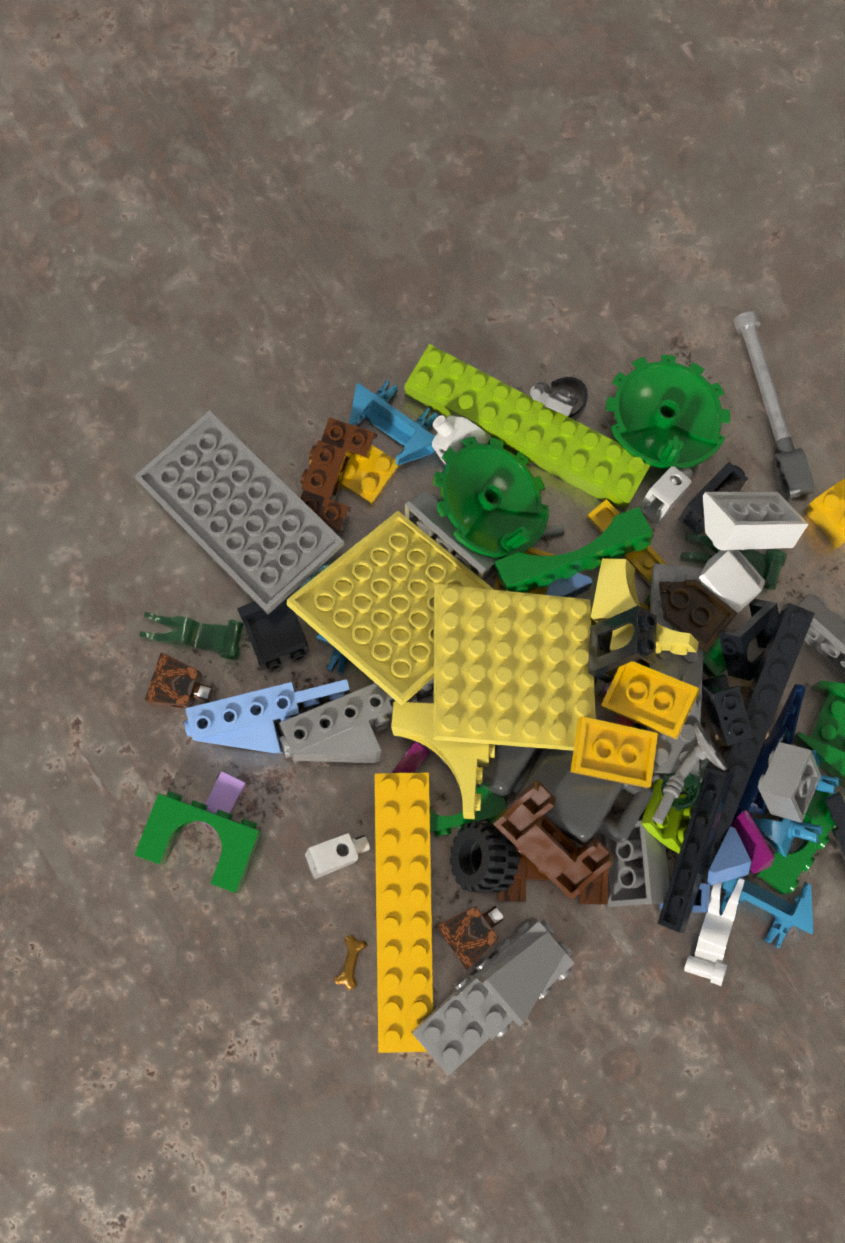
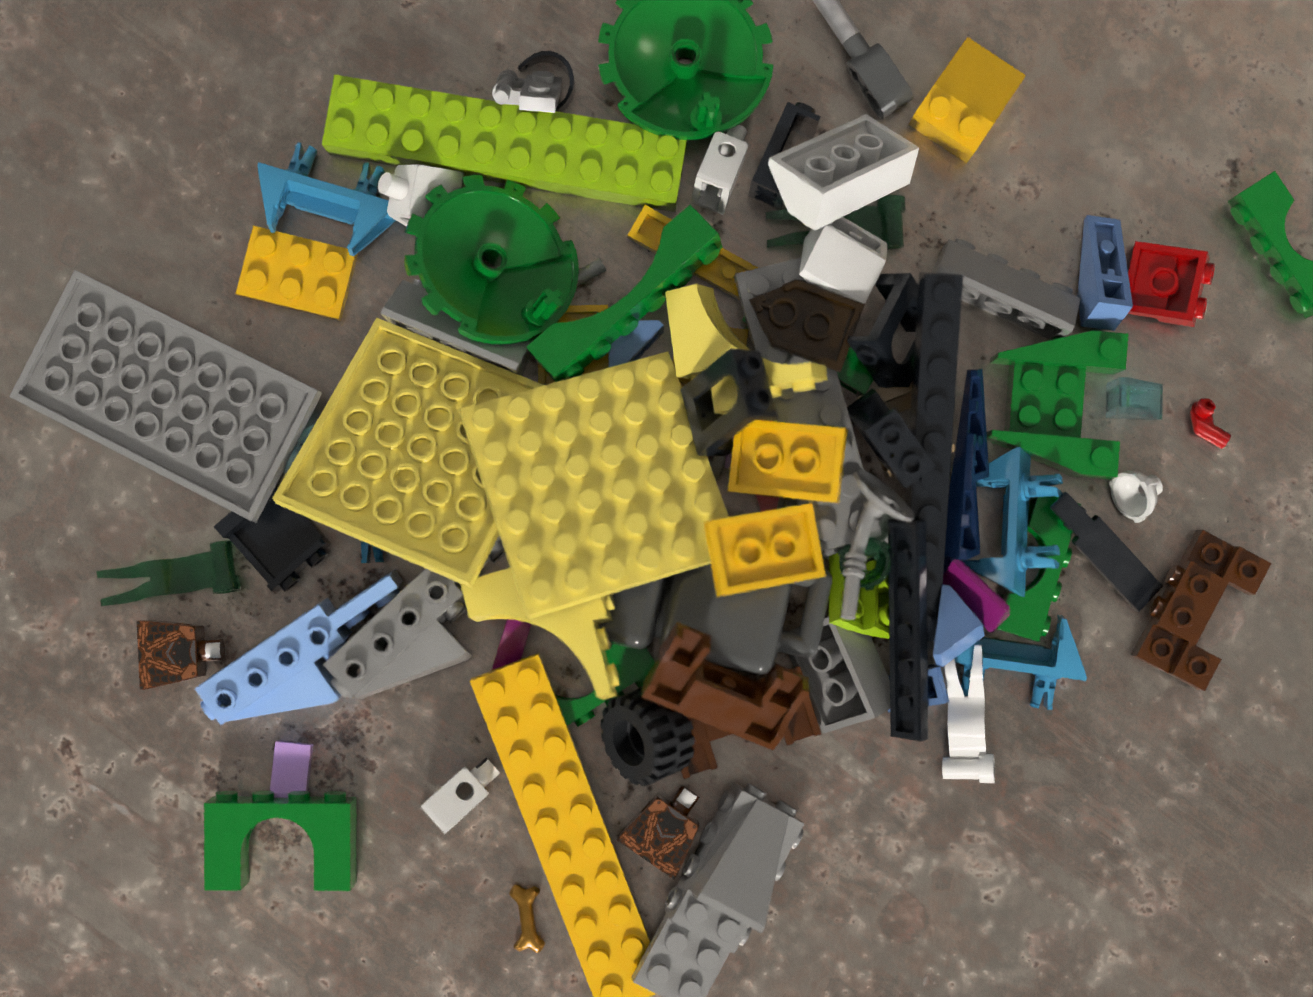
camera: 20 degrees left, 10 degrees up
(328, 467) = (263, 296): reddish brown bracket -> none
(789, 781) = (999, 505): light grey brick -> none

